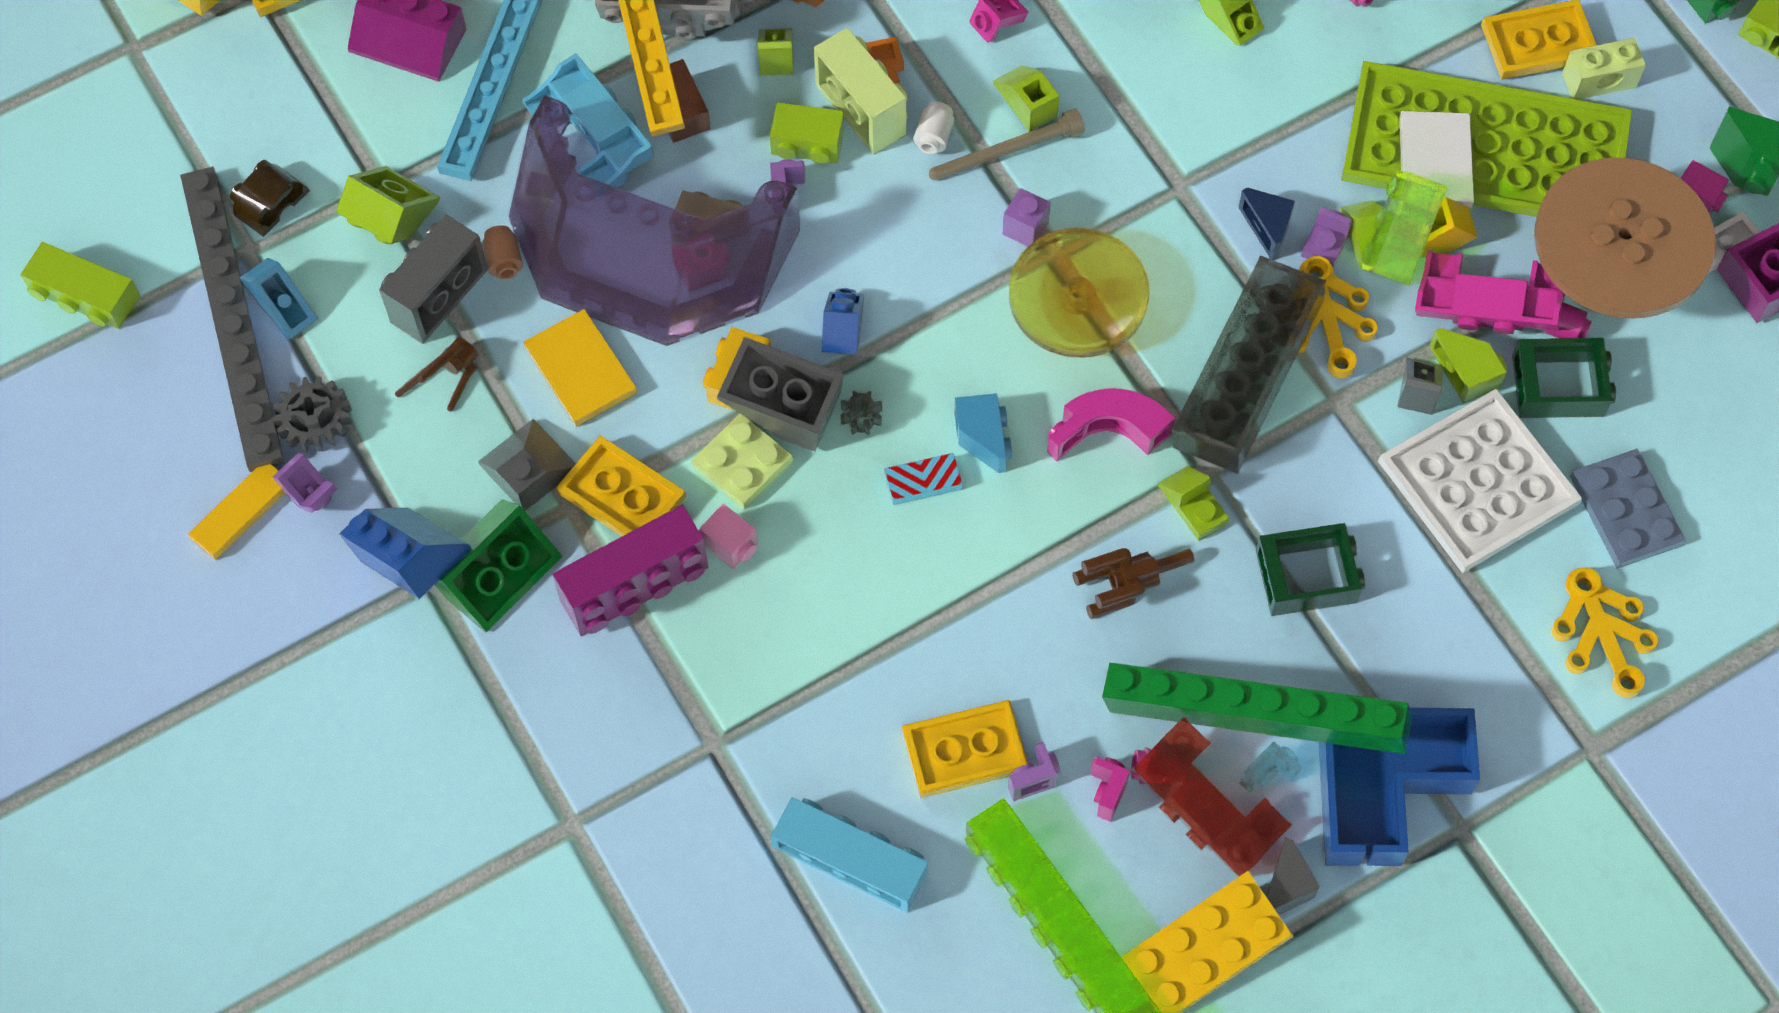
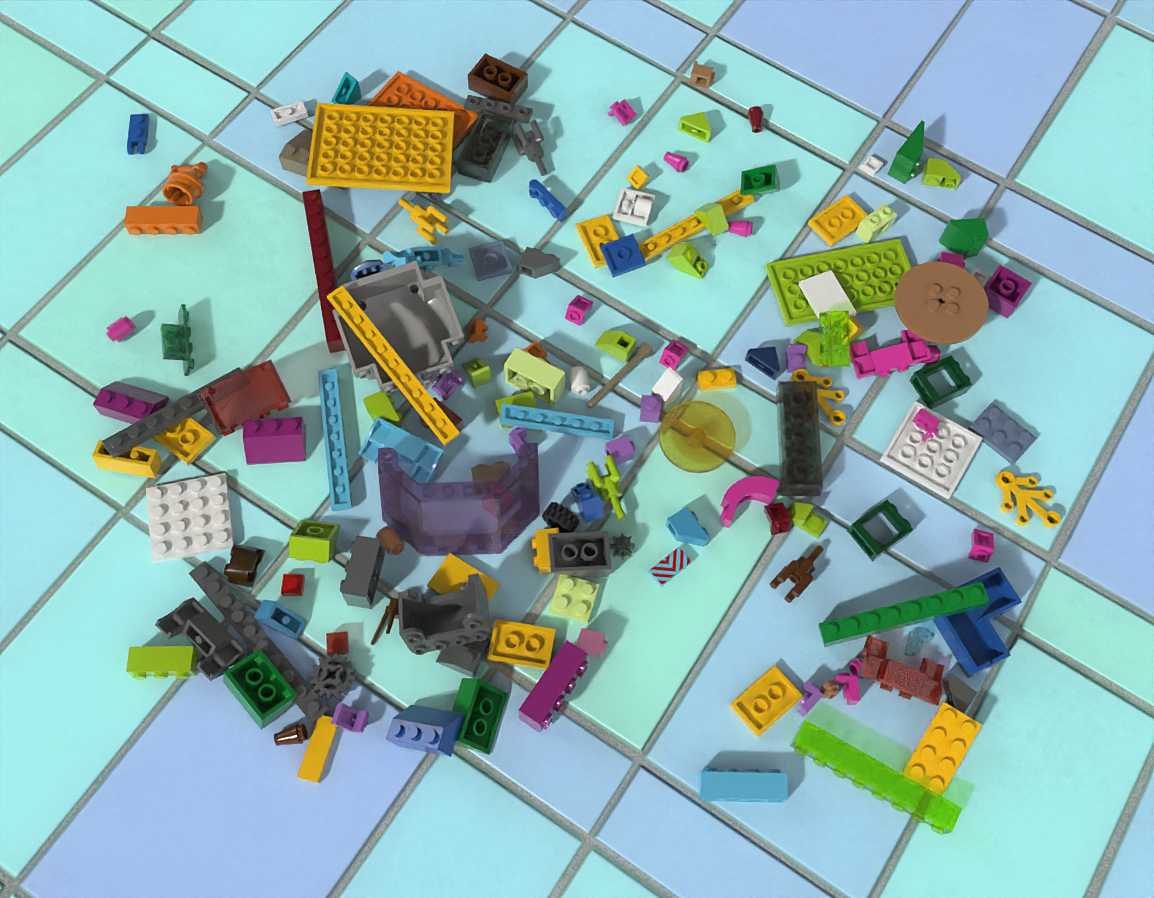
camera: 30 degrees left, 0 degrees up
(159, 273) = (206, 635): none -> dark grey bracket
(196, 382) = (259, 688): none -> green slope
(212, 472) = (292, 735): none -> reddish brown cone
(223, 95) = (189, 518): none -> white plate
(324, 257) = (292, 585): none -> red plate
(345, 369) = (337, 643): none -> clear red plate
(514, 398) = (445, 618): none -> dark grey windscreen
(594, 44) = (381, 406): none -> lime slope
(717, 48) = (447, 384): none -> medium lavender bracket
(782, 325) = (560, 517): none -> black tyre
(858, 175) = (556, 421): none -> medium azure plate
(889, 308) = (608, 484): none -> lime plant
(940, 264) = (620, 449): none -> medium lavender brick
(1072, 195) = (668, 387): none -> white slope
(1075, 776) = (829, 689): none -> medium nougat plate
(1117, 146) = (673, 354): none -> dark pink bracket
(1144, 479) = (778, 518): none -> dark red bracket
(1170, 218) = (716, 379): none -> yellow plate
(1420, 386) = (879, 413): dark grey slope -> none
(1468, 363) = (894, 393): lime slope -> none
(1474, 669) = (981, 545): none -> dark pink bracket
(1490, 428) = (927, 422): none -> dark pink bracket

